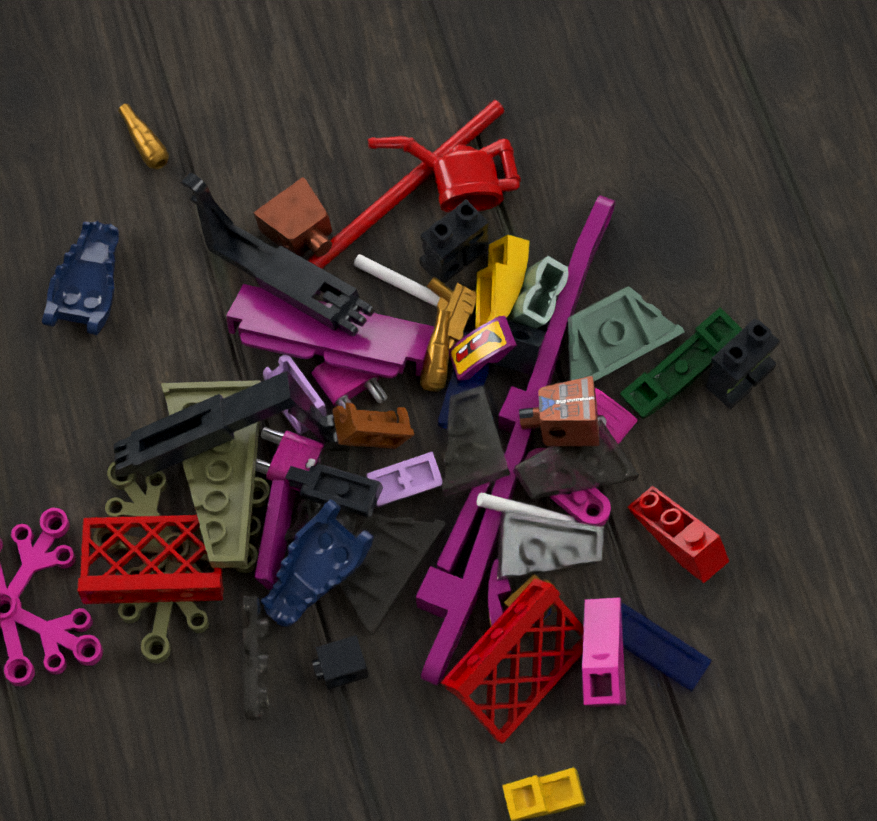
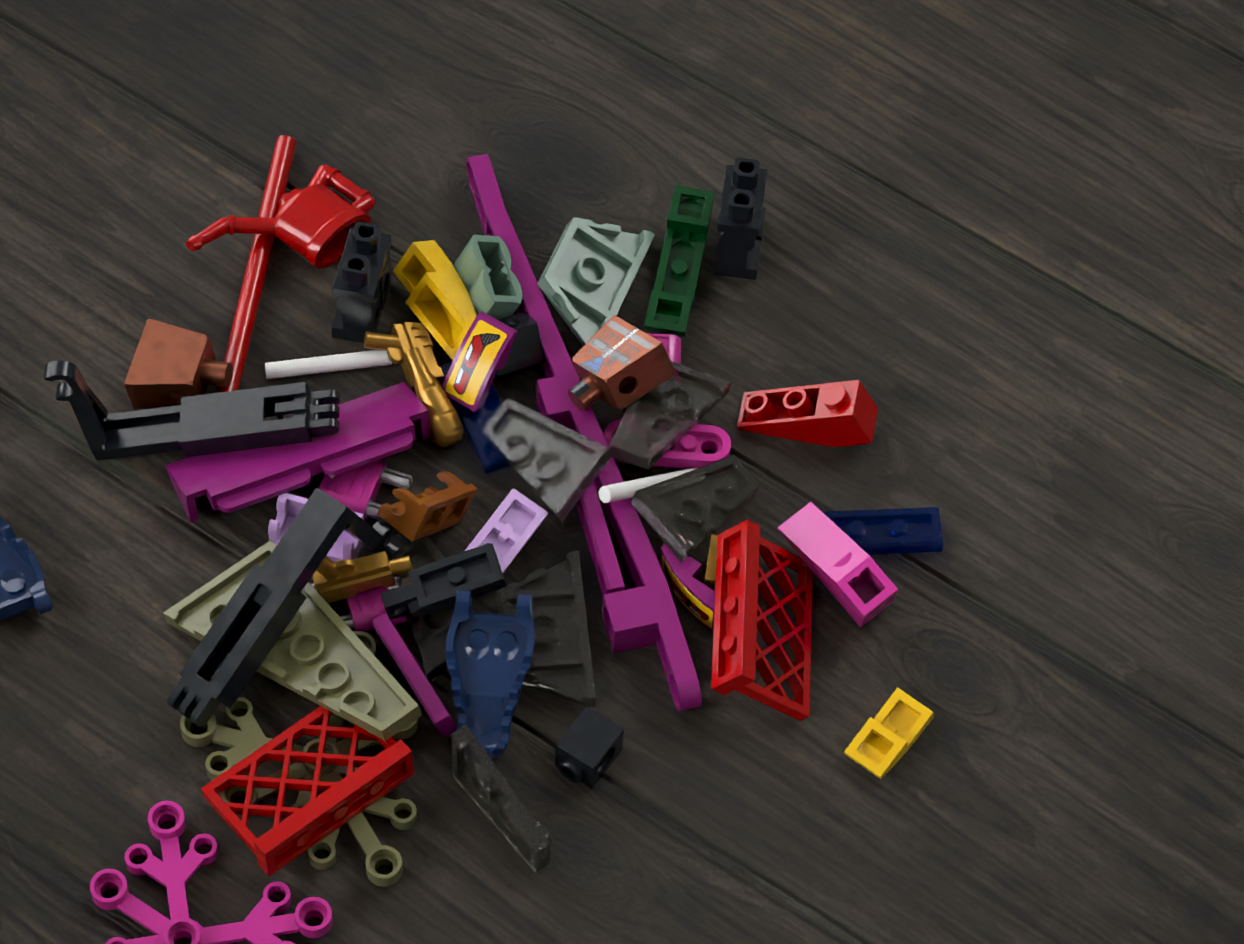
camera: 45 degrees left, 10 degrees down
(288, 443) = (348, 576): none -> pearl gold piece

